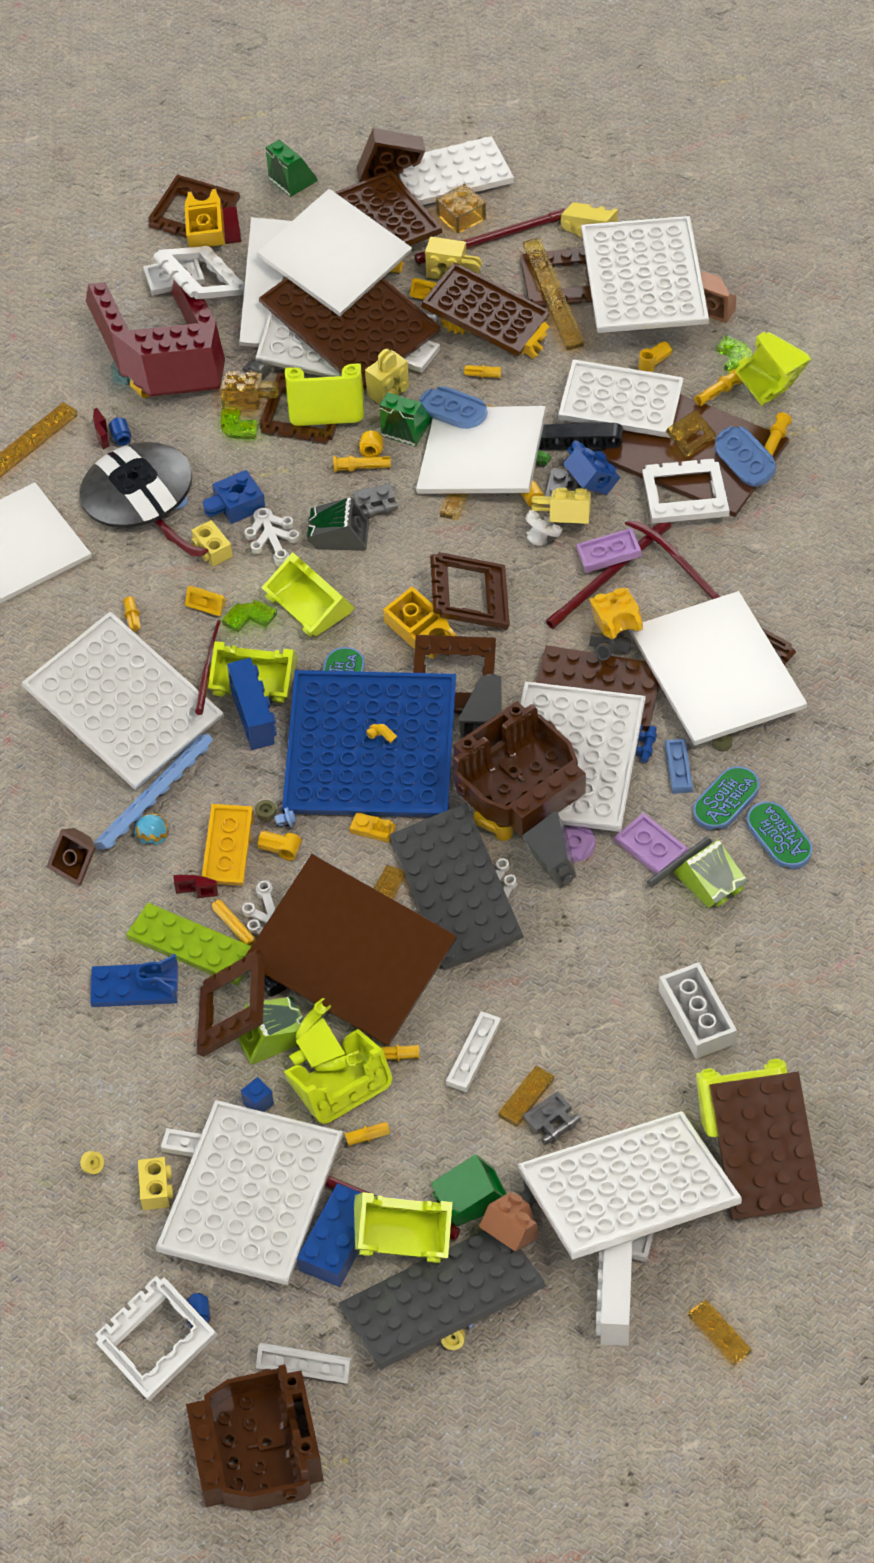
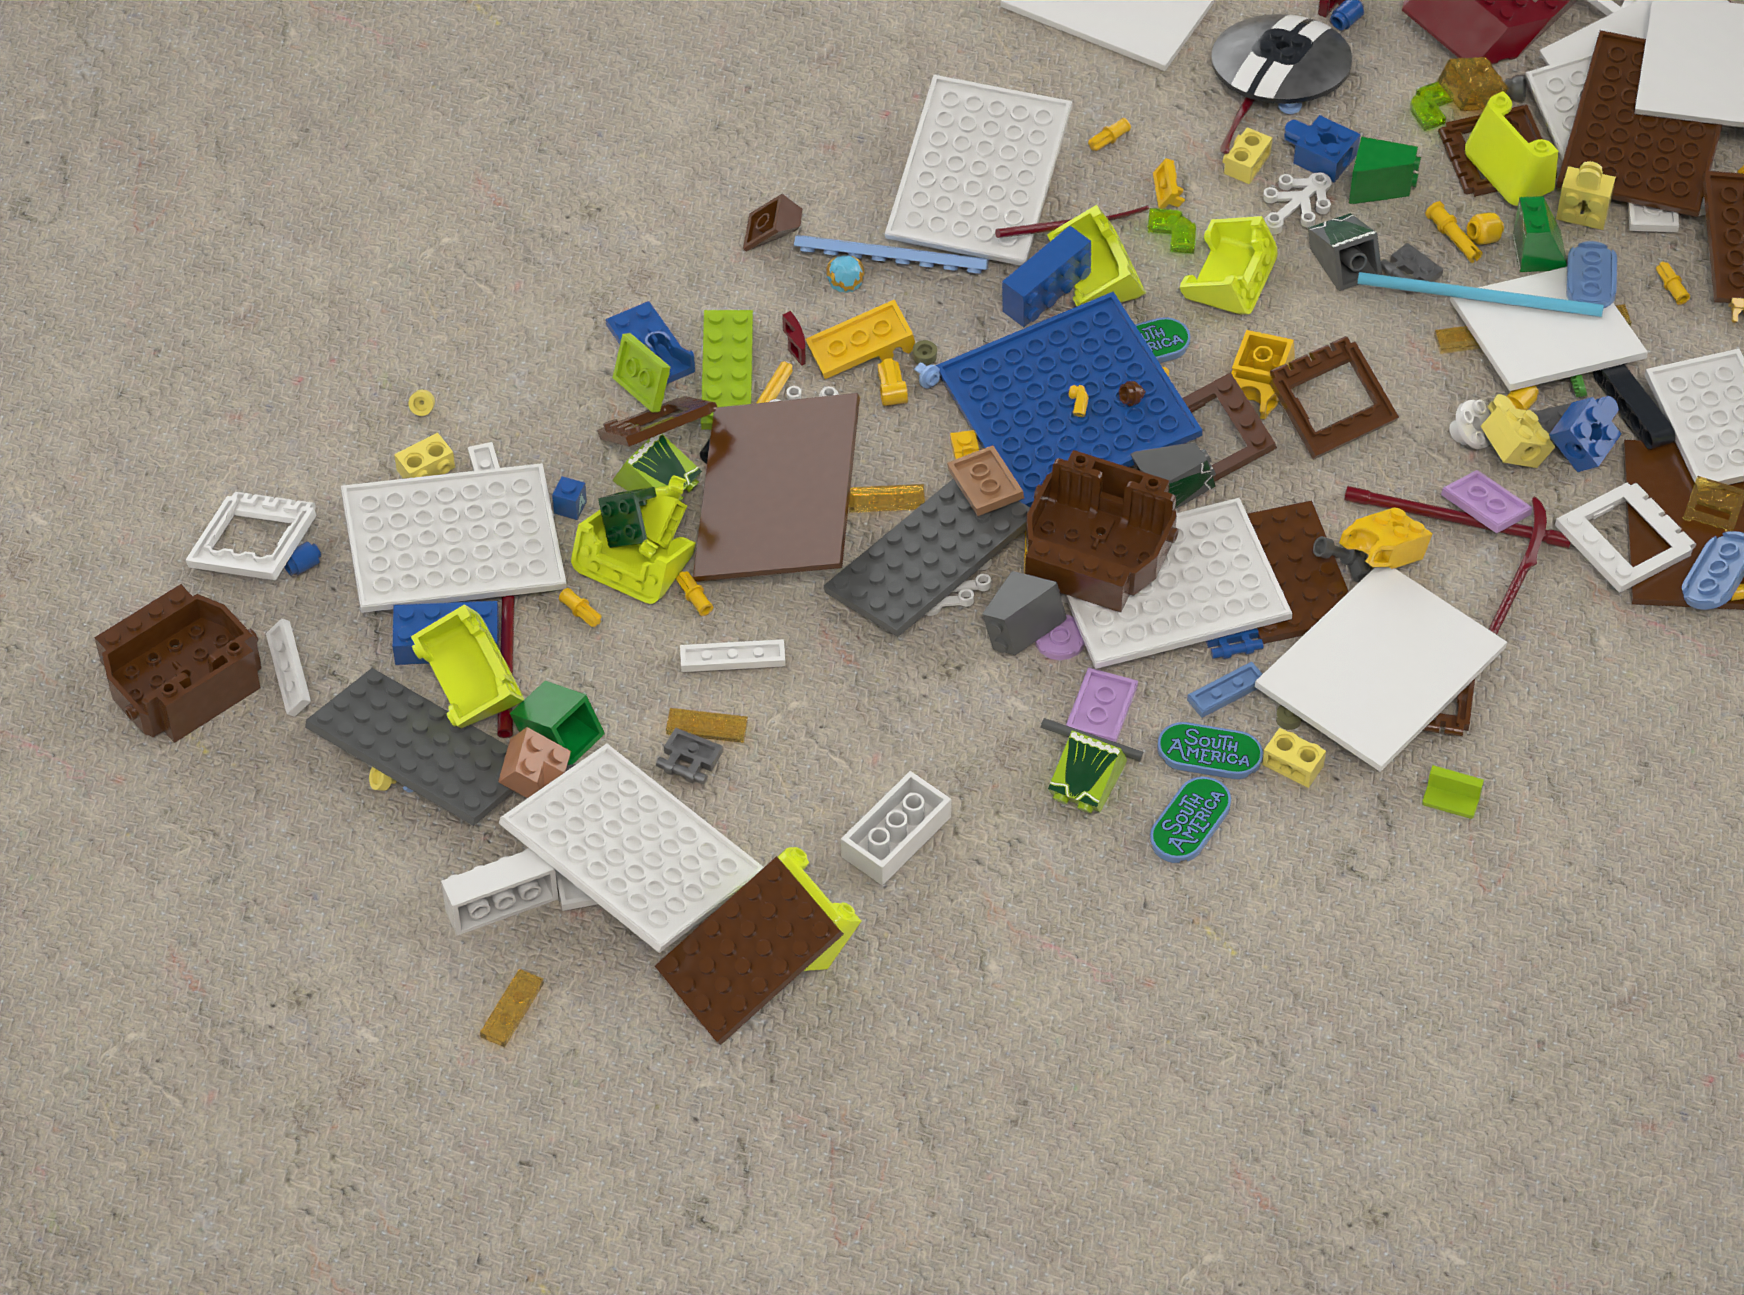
camera: 60 degrees right, 0 degrees up
(173, 994) = (641, 372): none -> lime plate
(284, 474) = (1383, 171): none -> green slope
(311, 1059) = (623, 516): none -> dark green bracket
(399, 698) = (1131, 393): none -> reddish brown plate
(419, 820) = (985, 480): none -> medium nougat plate
(430, 472) = (1480, 294): none -> medium azure piece
(763, 751) = (1292, 761): none -> light yellow brick
(839, 679) = (1453, 792): none -> lime panel

